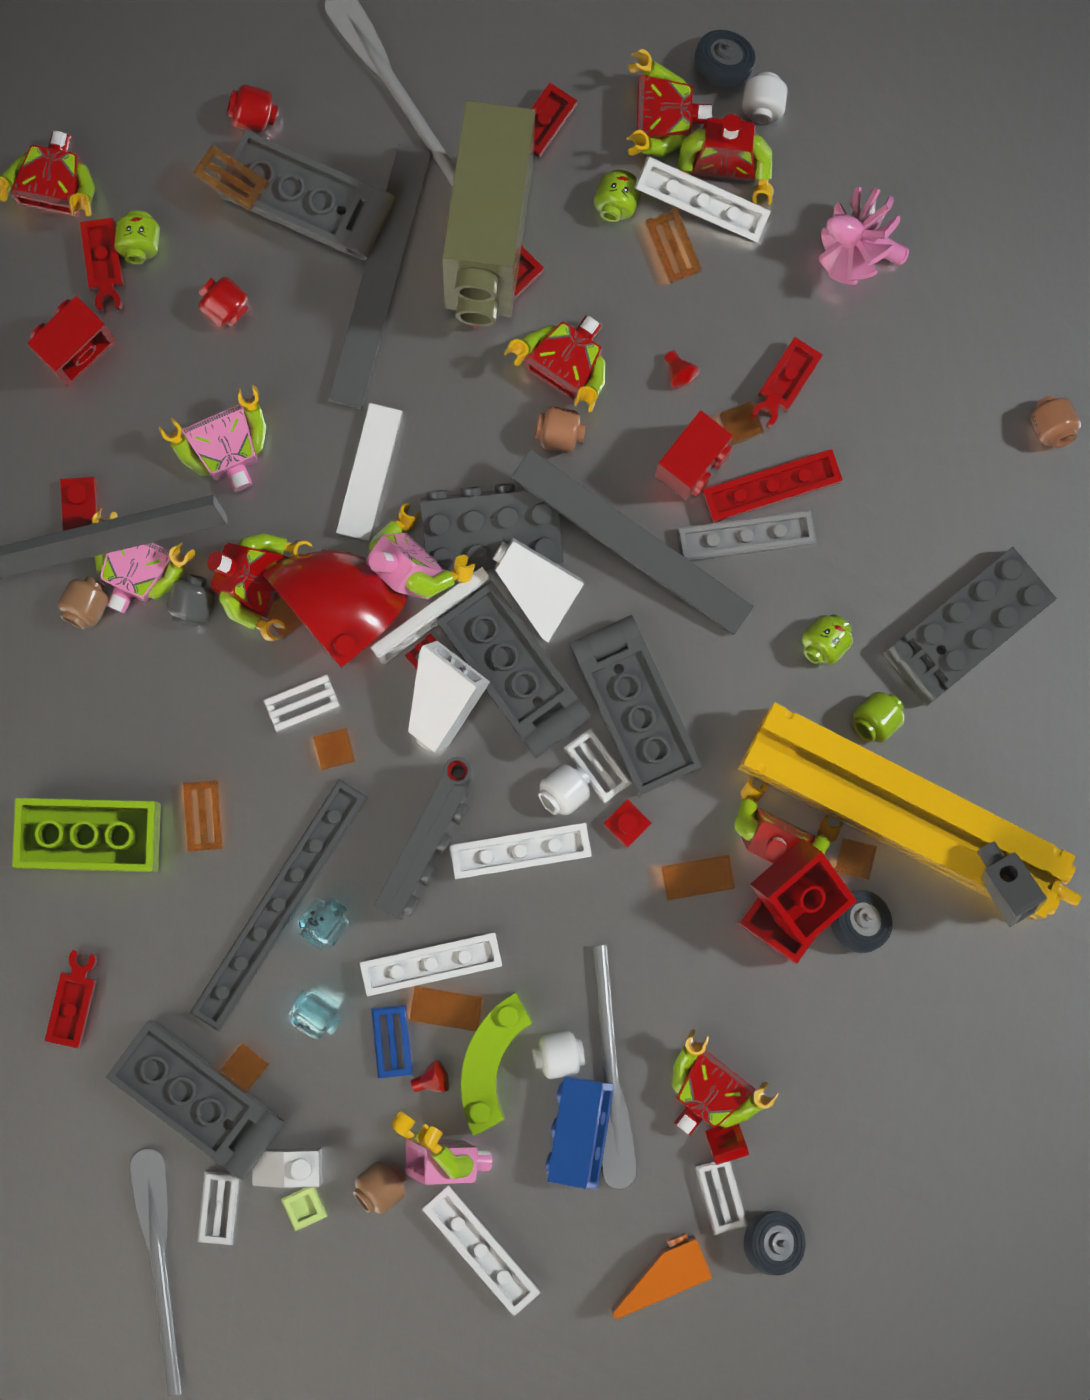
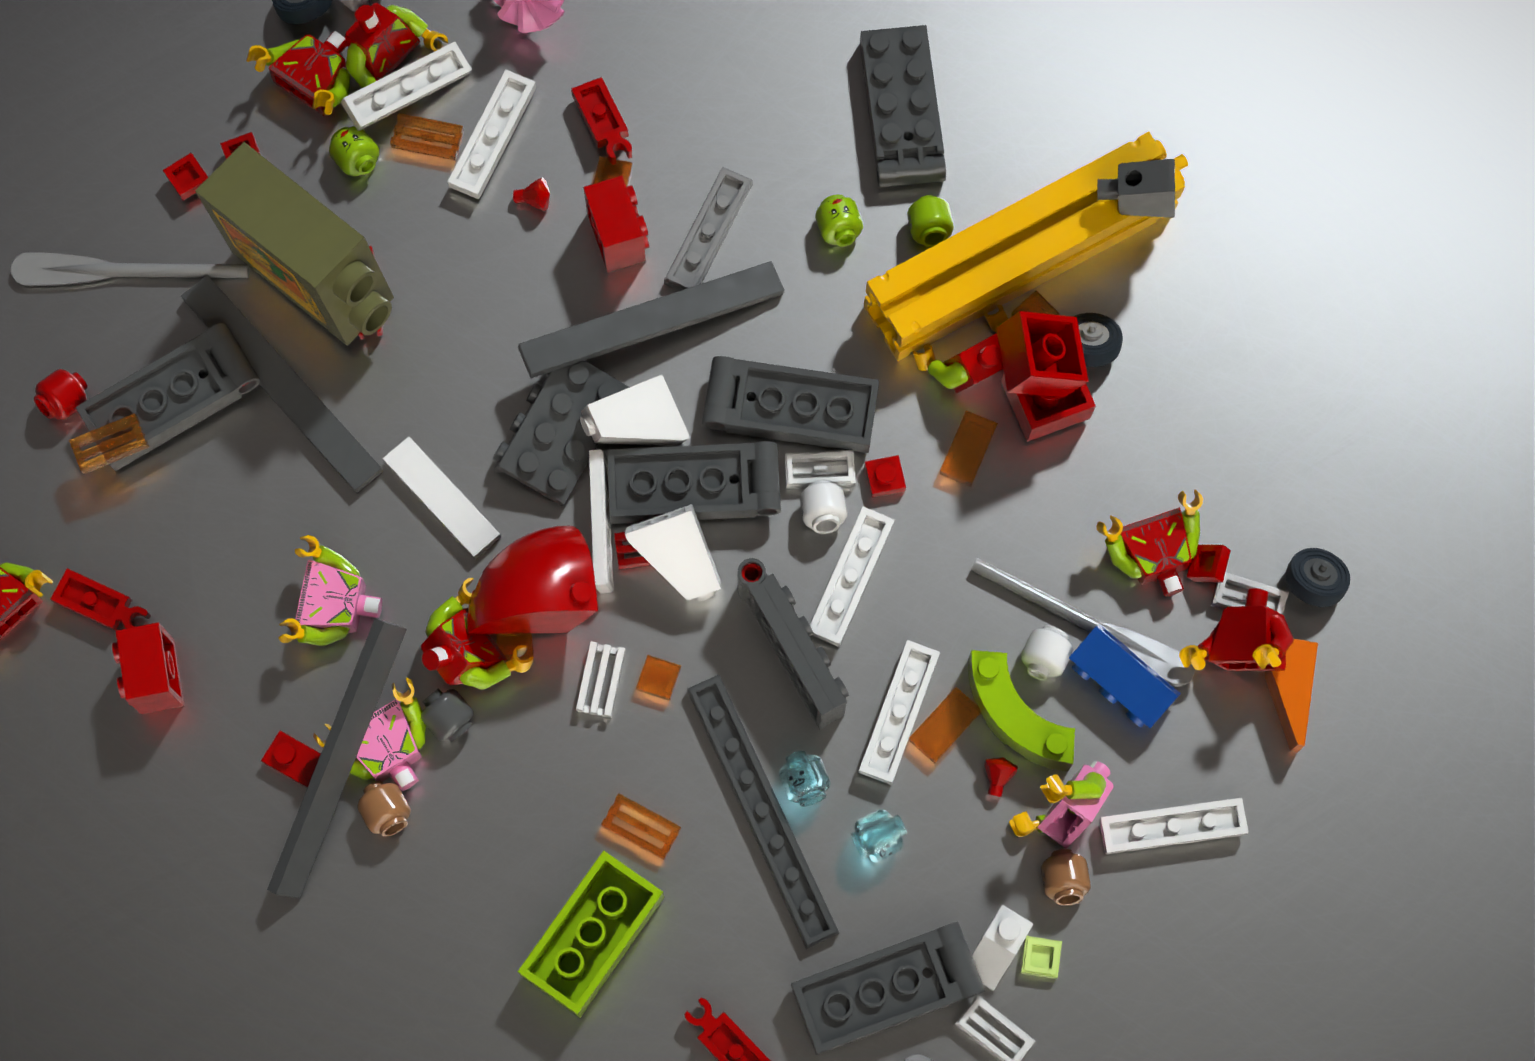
camera: 55 degrees left, 10 degrees down
(137, 237) = (99, 559): lime head -> none
(222, 301) = (208, 523): red head -> none
(245, 1067) = (884, 929): clear orange tile -> none
(395, 1071) = (937, 801): blue tile -> none
(407, 565) = (547, 508): torso -> none
(504, 75) = (185, 176): none -> red plate
(559, 429) = (516, 318): nougat head -> none
(565, 358) = (461, 276): torso -> none
(675, 1214) = (1244, 639): none -> red torso
(710, 298) = (492, 134): none -> white plate
(772, 486) = (681, 184): red plate -> none

